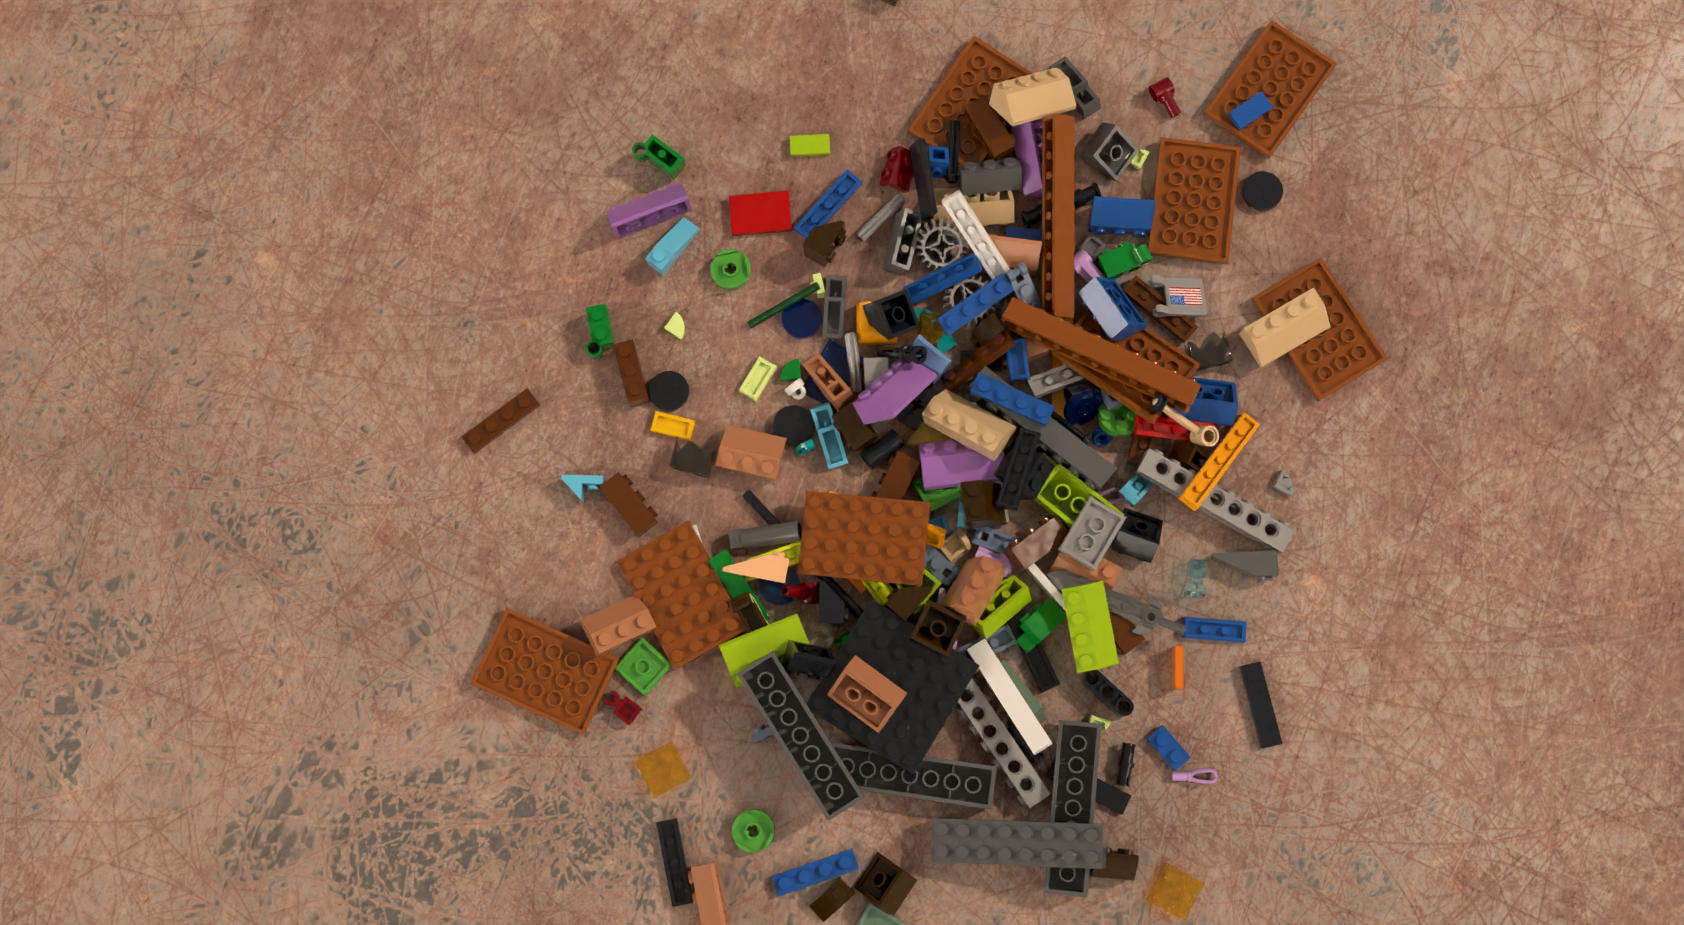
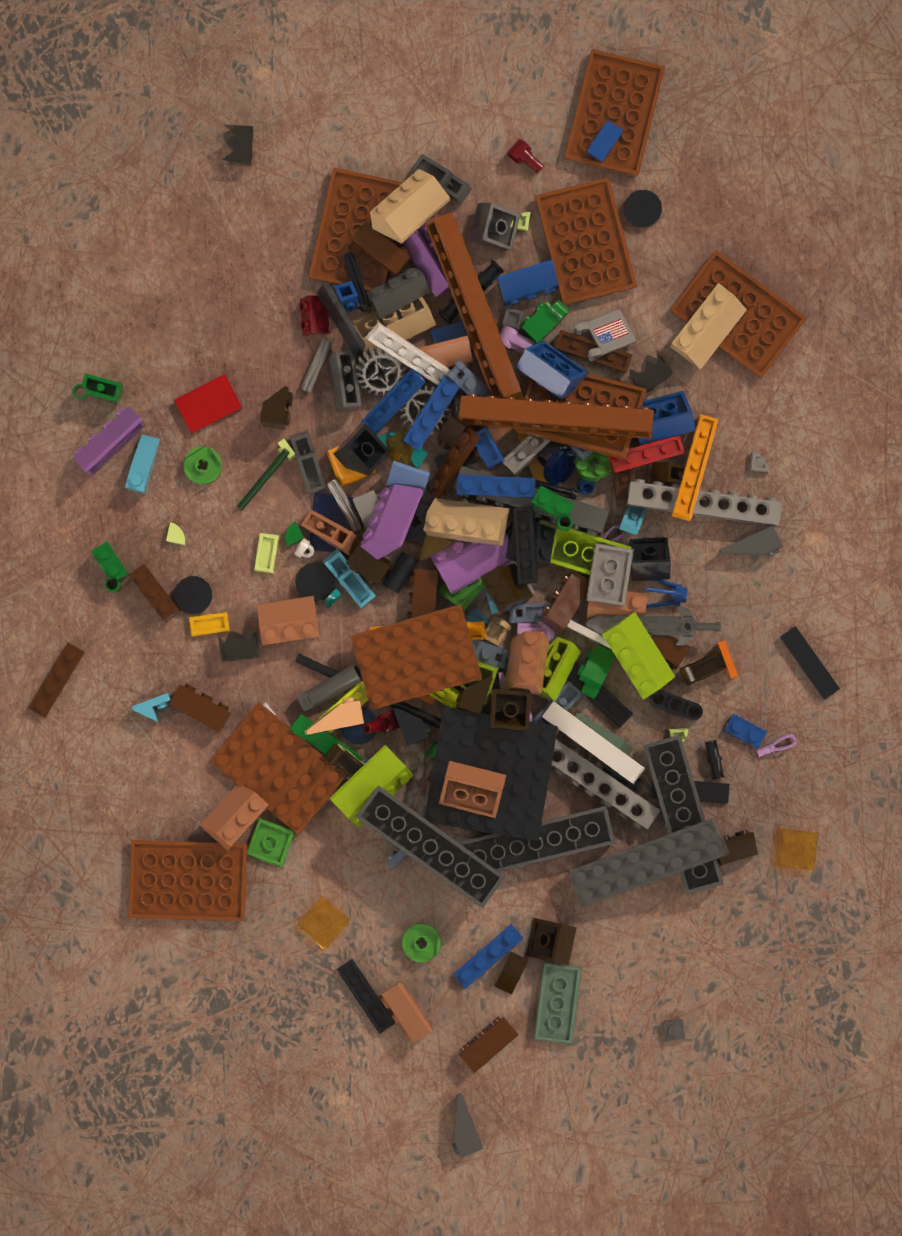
camera: 25 degrees left, 5 degrees up
(625, 709) = (270, 885): dark red plate -> none
(802, 319) = (284, 485): clear blue tile -> none
(808, 659) = (410, 780): black slope -> none
(809, 145) = (227, 324): lime tile -> none
(829, 203) = (265, 373): blue plate -> none
(905, 353) = (367, 485): black pin -> none
(1063, 441) = (553, 505): none -> green hinge
(1148, 667) = (702, 669): none -> dark brown animal
(1152, 579) = (677, 593): none -> blue plant
(1197, 432) = (623, 441): tan piece -> none
(1197, 571) = (712, 570): clear light blue leg -> none
(1215, 629) = (746, 614): blue tile -> none

